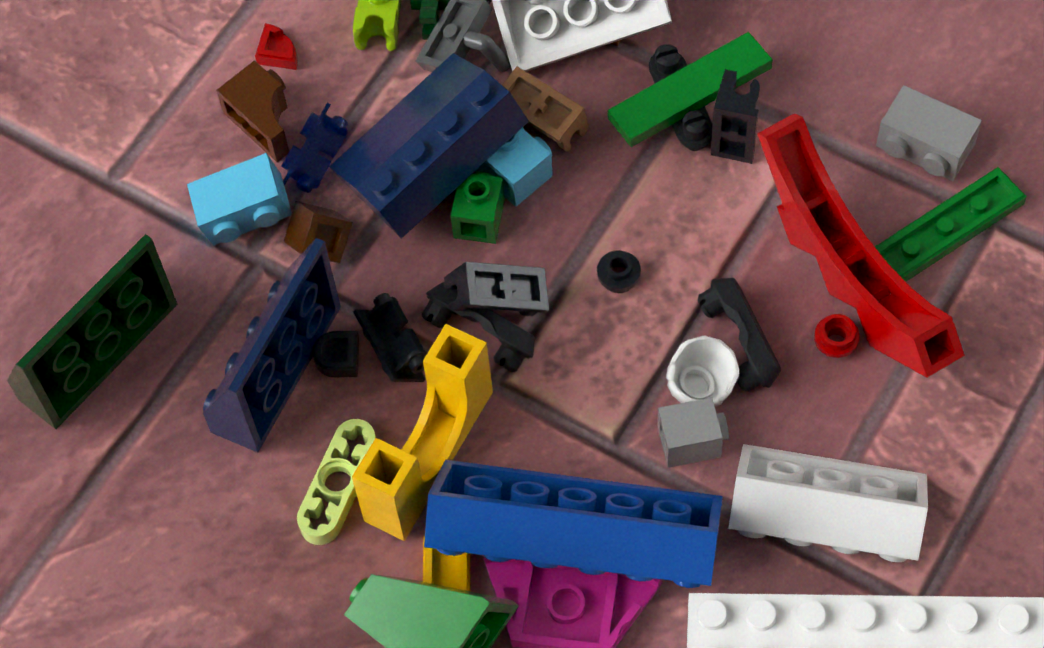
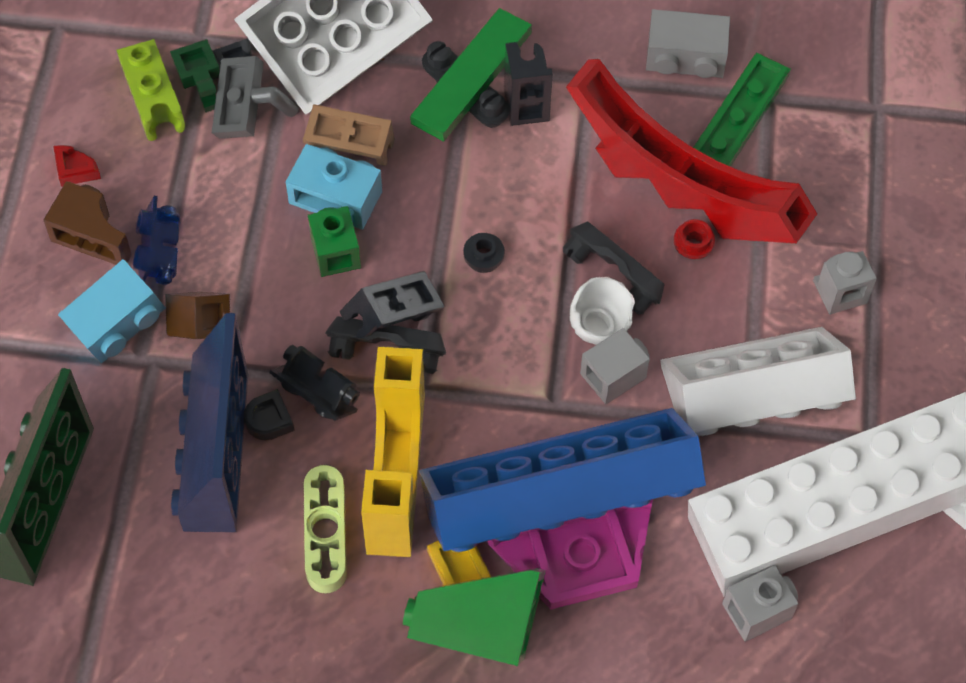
camera: 30 degrees left, 0 degrees up
(430, 143) = (267, 197): dark blue slope -> none
(971, 428) = (845, 273): none -> light grey brick

